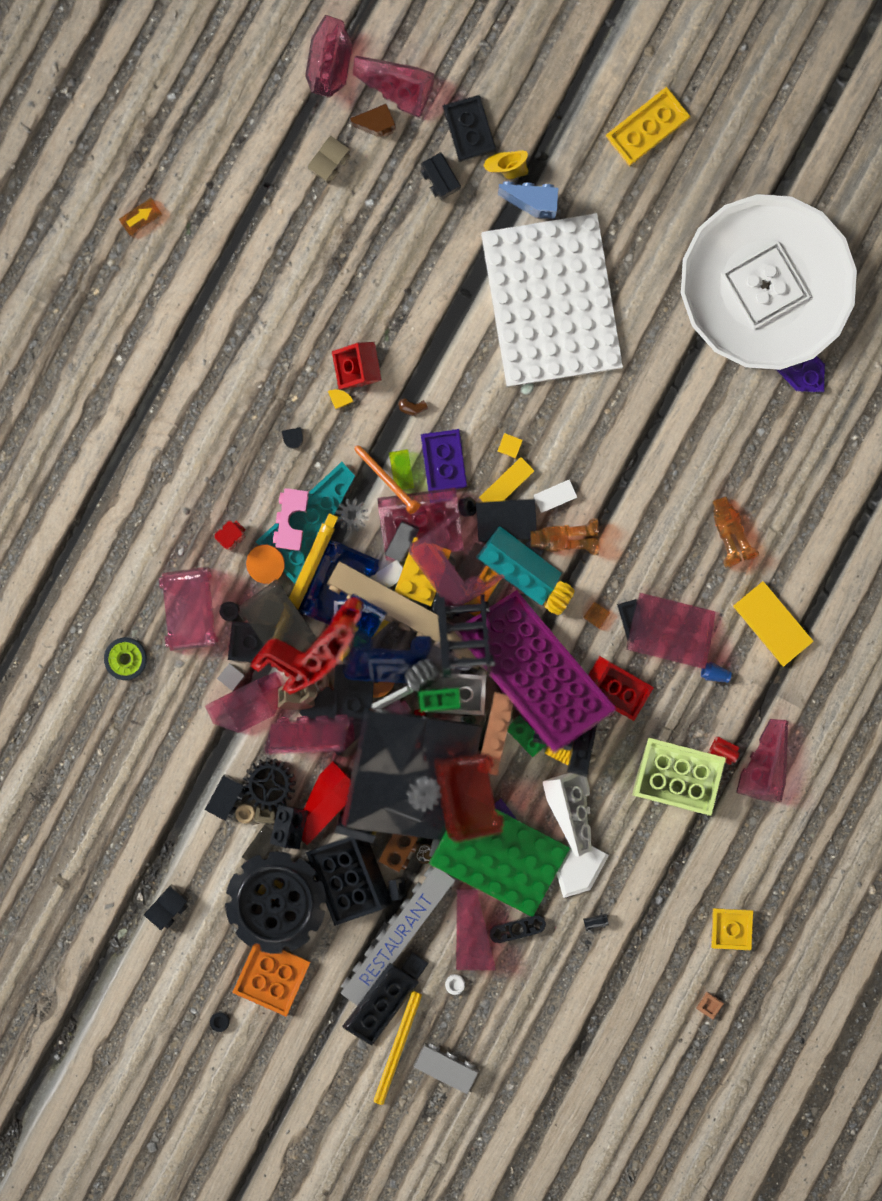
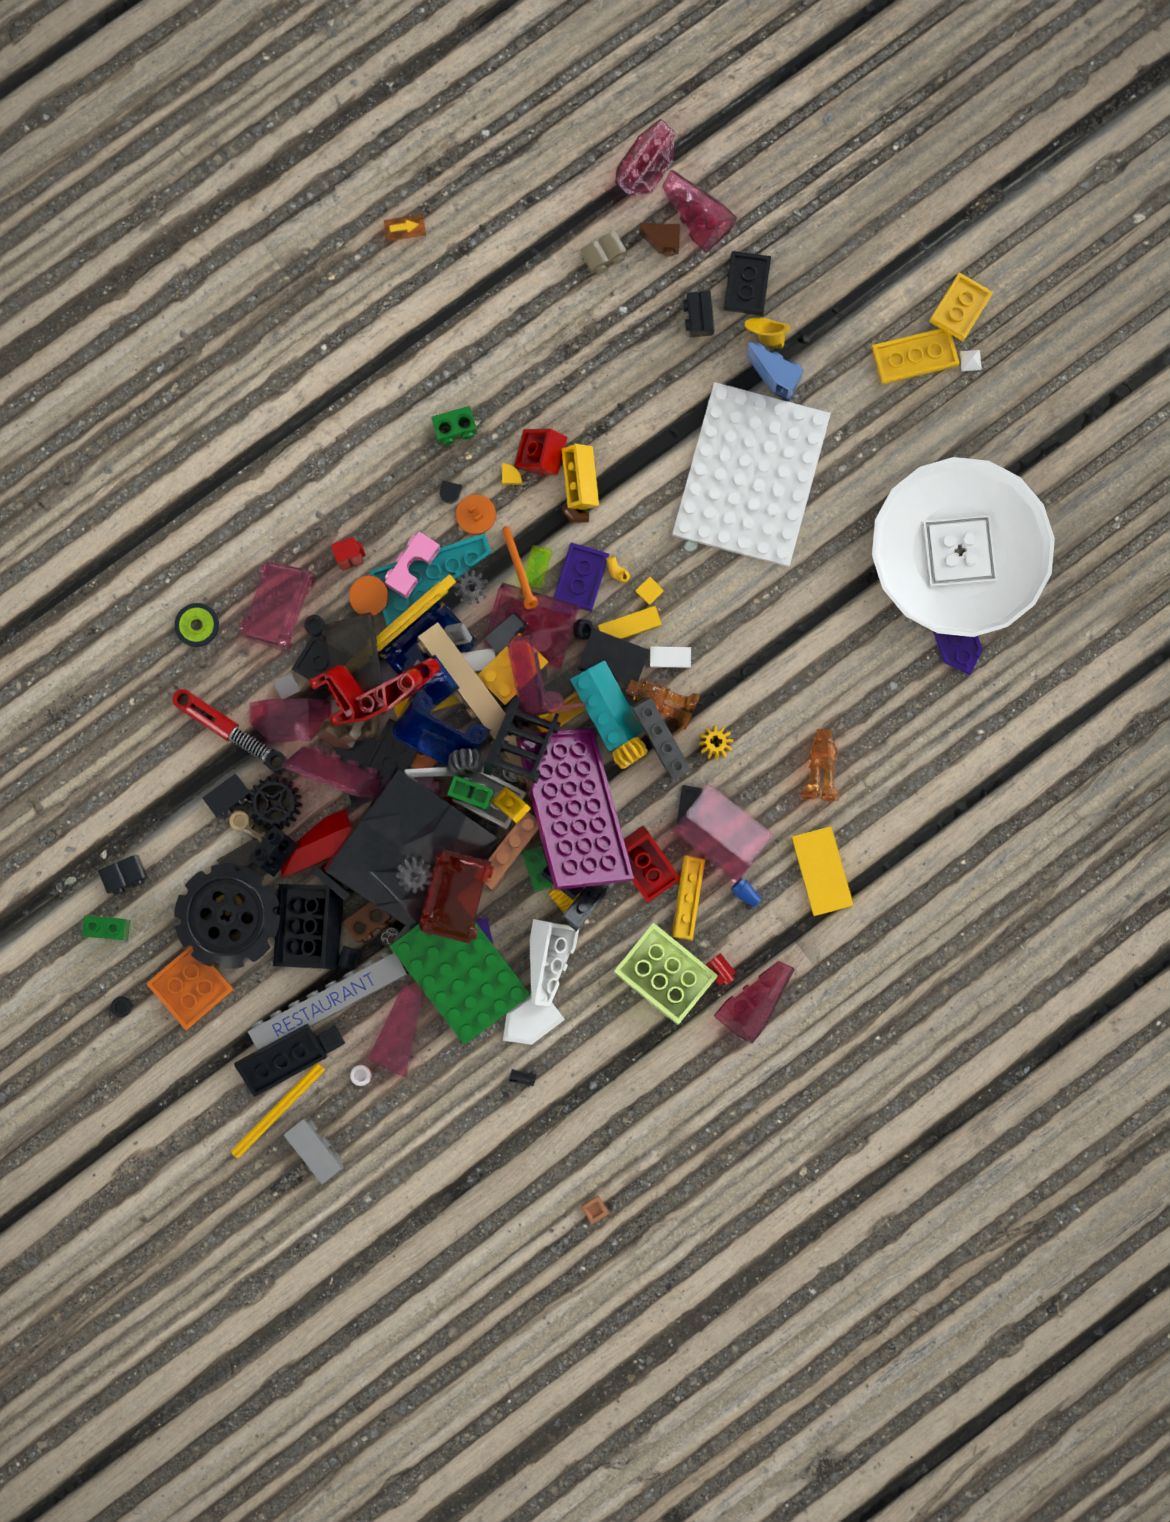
camera: 25 degrees right, 5 degrees down
(174, 960) = (106, 928): none -> green brick
(197, 738) = (227, 729): none -> piece
(265, 372) = (453, 419): none -> green brick
(324, 447) = (475, 514): none -> orange piece
(361, 563) = (458, 633): none -> light grey tile
(402, 372) = (580, 477): none -> yellow brick
(473, 442) = (616, 571): none -> yellow arm
(479, 693) = (511, 804): none -> yellow plate
(533, 930) = (459, 1058): black beam -> none
(580, 572) = (660, 737): none -> dark grey brick
(596, 615) = (658, 786): clear orange tile -> none
(628, 560) = (711, 747): none -> yellow gear
(667, 700) = (688, 898): none -> yellow tile
(669, 64) = (961, 306): none -> yellow tile
(698, 109) = (970, 360): none -> white slope
(732, 929) = (649, 1145): yellow plate -> none

